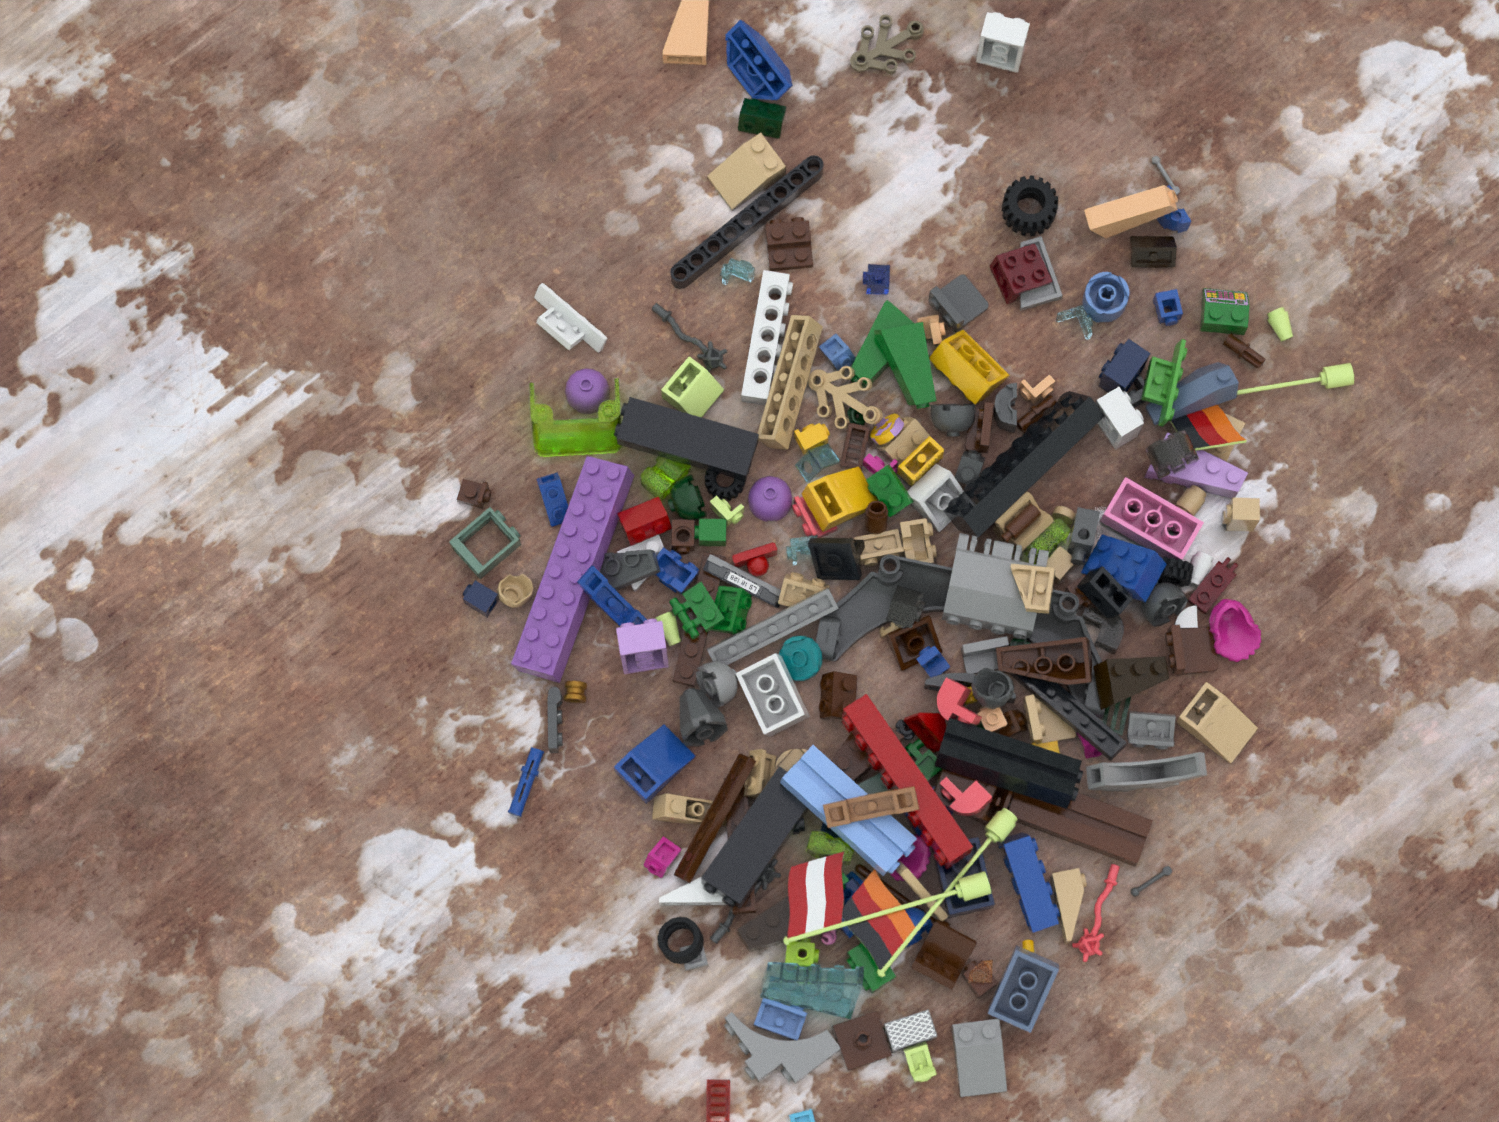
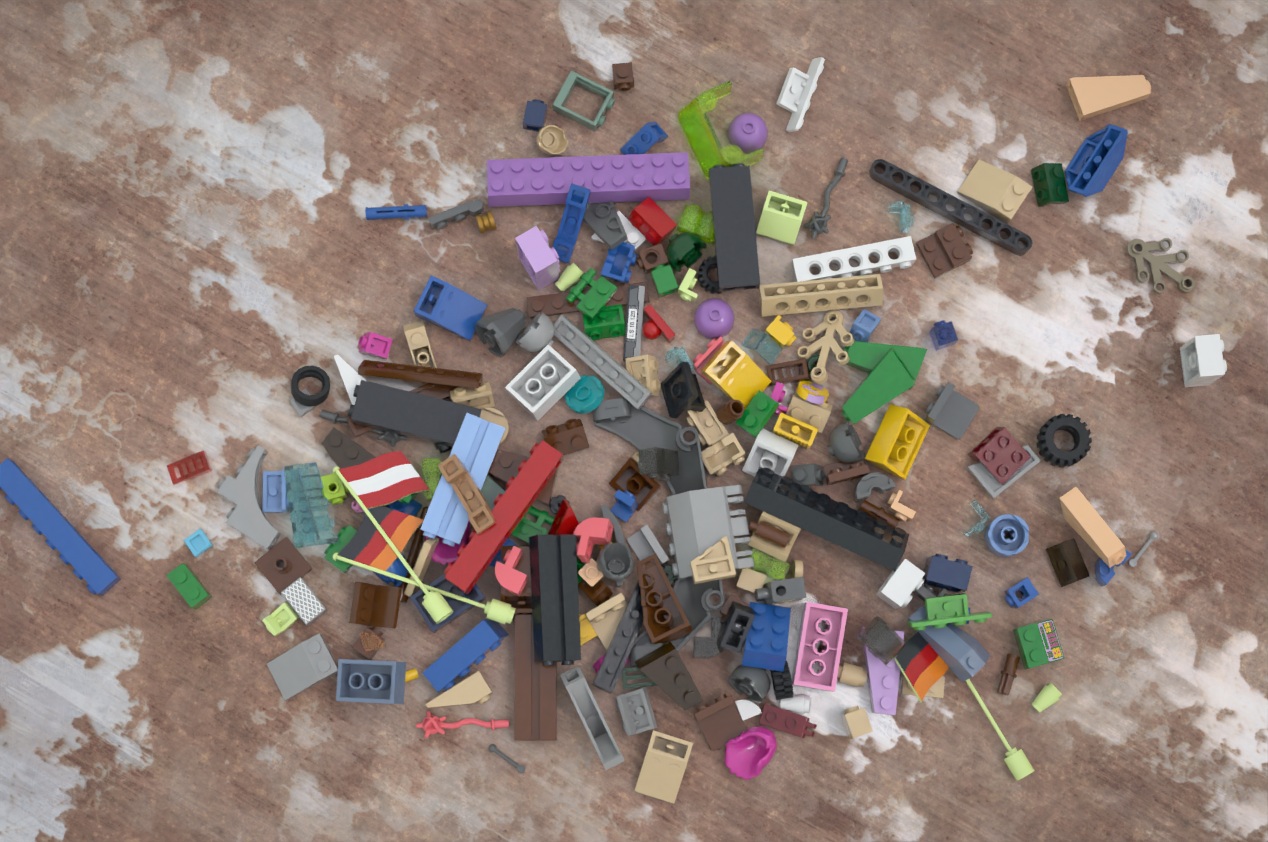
camera: 65 degrees right, 5 degrees up
(933, 328) = (918, 397): light nougat bracket -> none

